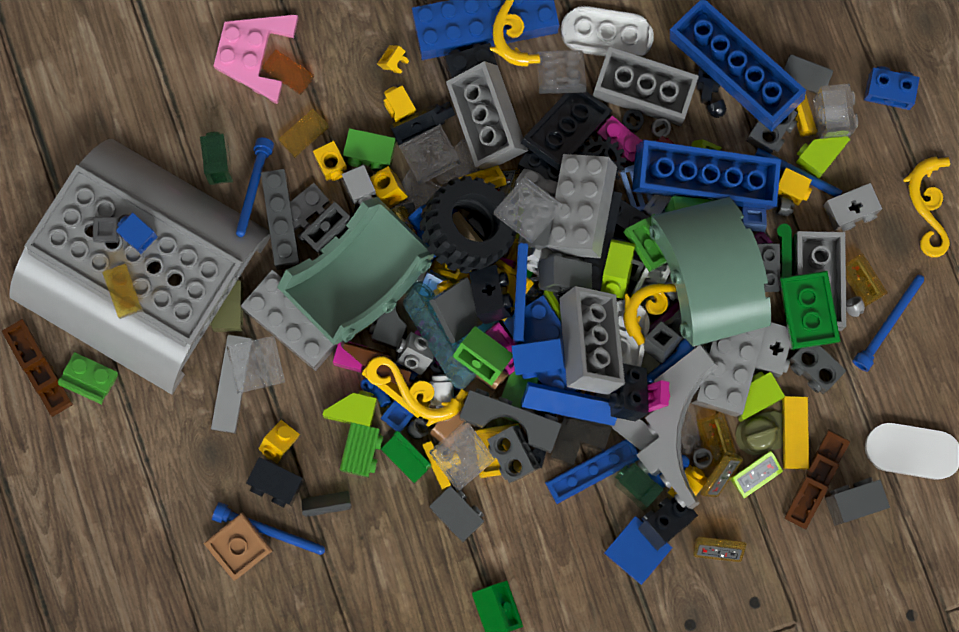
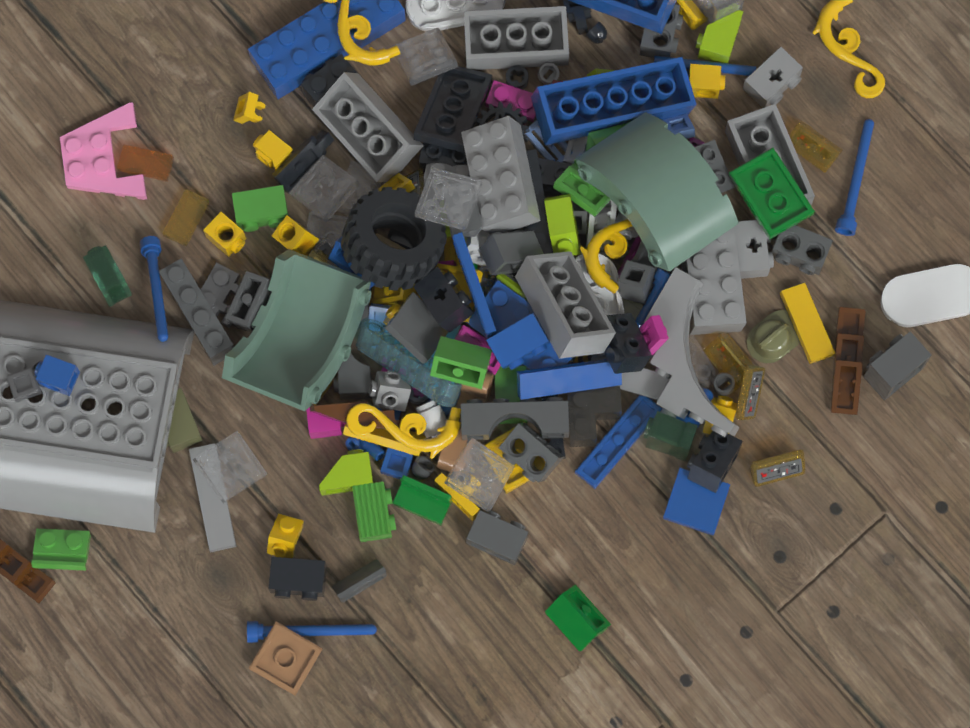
camera: 15 degrees left, 5 degrees down
(122, 291) = (66, 439): clear yellow plate -> none
(287, 323) = (247, 411): light grey brick -> none
(358, 186) = (264, 246): light grey brick -> none
(756, 474) = (785, 379): slope -> none
(762, 393) = (758, 296): lime slope -> none
(783, 206) = (704, 104): dark grey hinge -> none
(785, 235) = (717, 132): green plate -> none
(855, 306) = (816, 175): light grey hinge -> none

